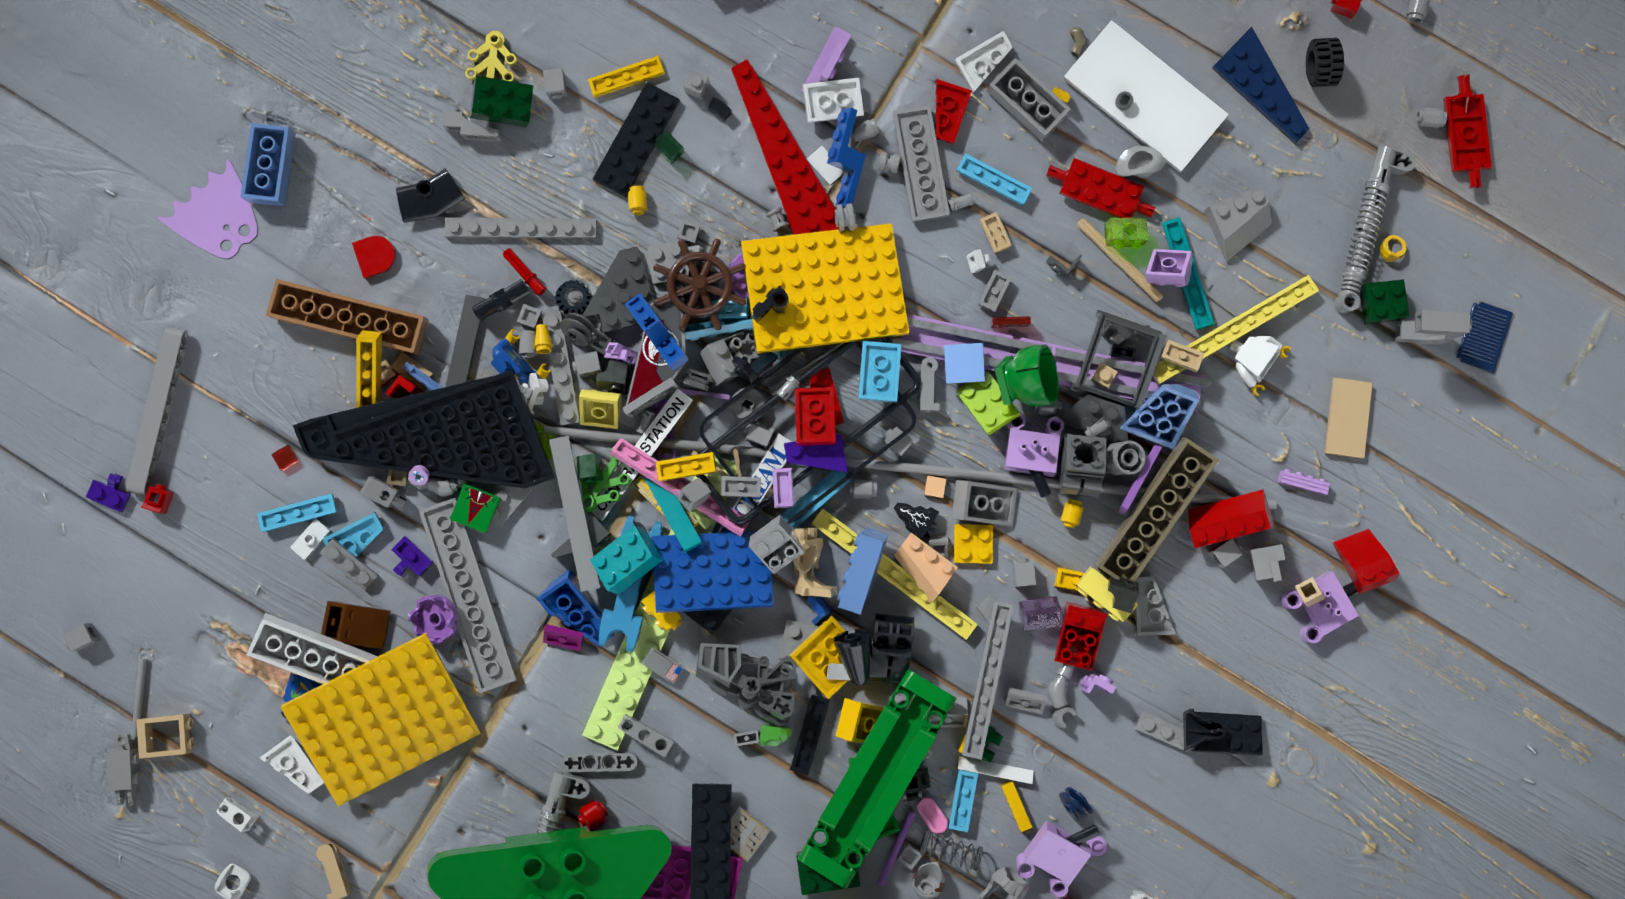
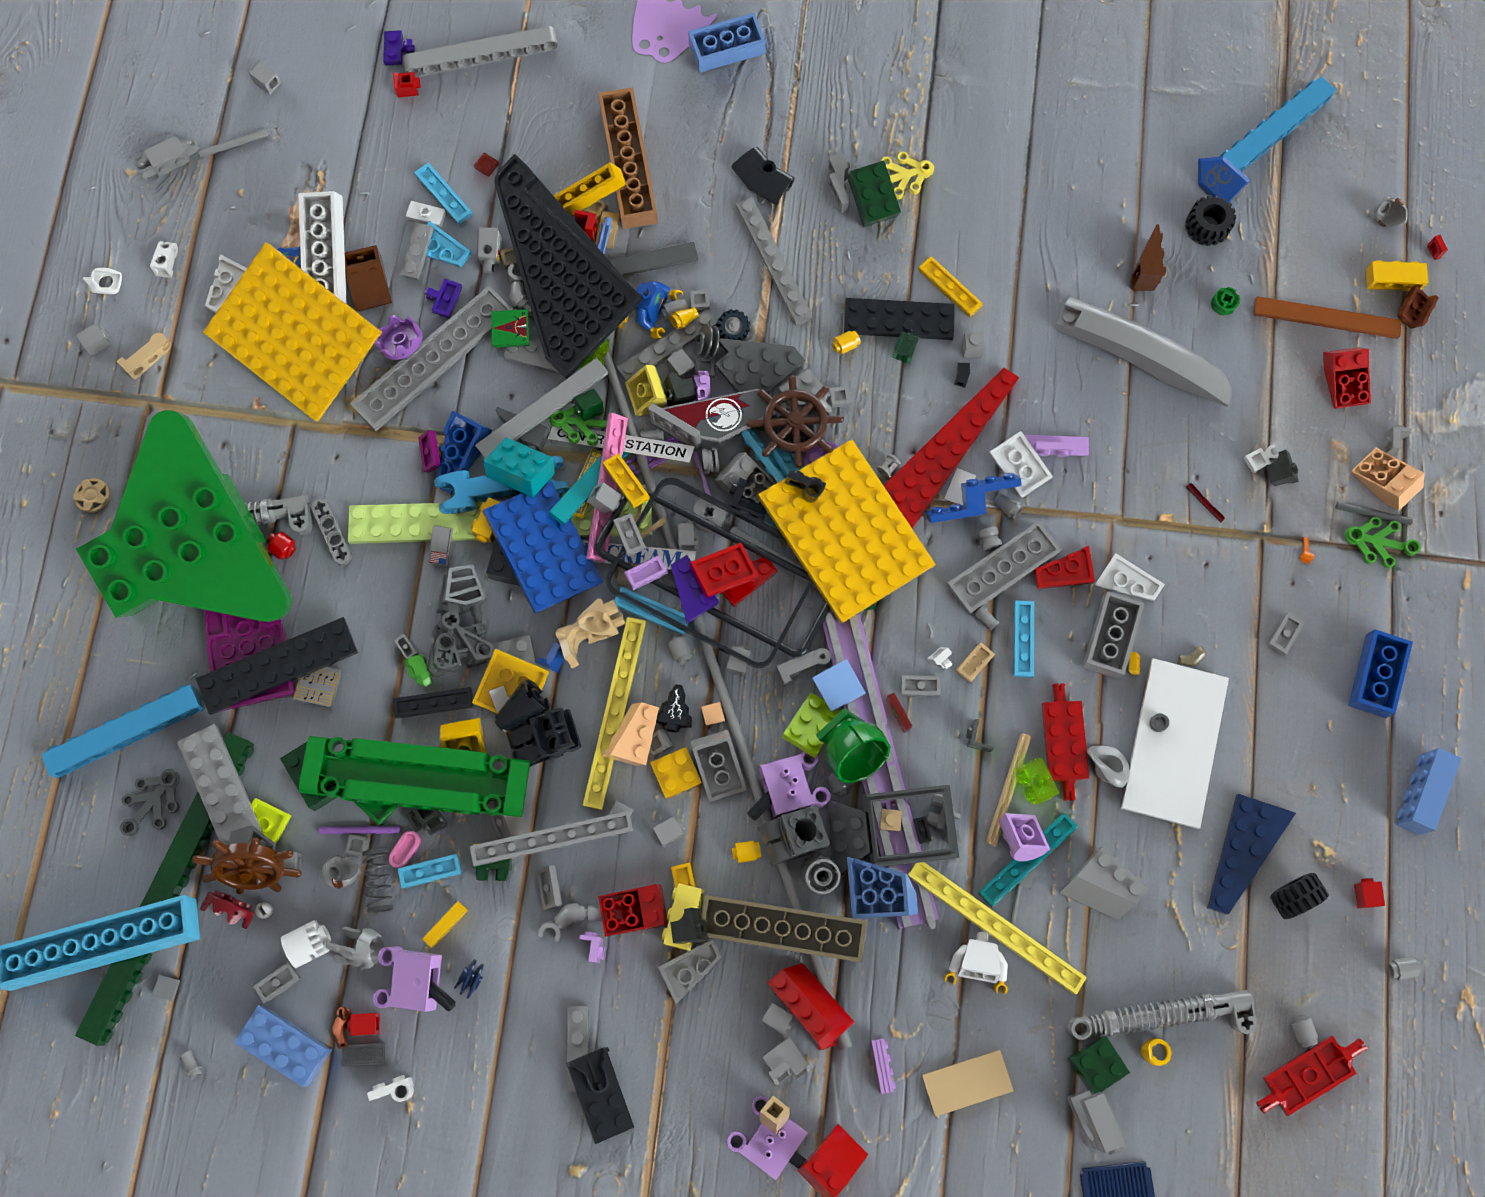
camera: 60 degrees right, 10 degrees down
(146, 741) = (202, 161): tan window -> none
(374, 255) = (691, 157): red tile -> none
(419, 475) = (517, 269): lavender tile -> none
(500, 300) = (702, 270): black piece -> none
(529, 277) = (733, 285): red axle -> none
(534, 389) = (634, 331): white hips -> none
(555, 83) = (913, 231): light grey brick -> none
(646, 735) = (371, 558): light grey leg -> none
(656, 332) = (733, 401): blue bracket -> none
(776, 544) = (591, 588): light grey slope -> none
(787, 389) = (739, 537): light grey pin -> none
(845, 217) = (919, 519): light grey wheel -> none
(863, 569) = (603, 677): medium blue brick -> none
(879, 371) = (793, 610): medium azure plate -> none
(995, 769) = (472, 890): white sticker -> none
(1040, 613) = (637, 863): clear purple brick -> none
(1097, 428) = (837, 836): light grey pin -> none
(1097, 846) = (439, 1020): lavender tile -> none
(1139, 479) = (808, 899): medium lavender tile -> none
(1182, 355) = (944, 883): tan plate -> none

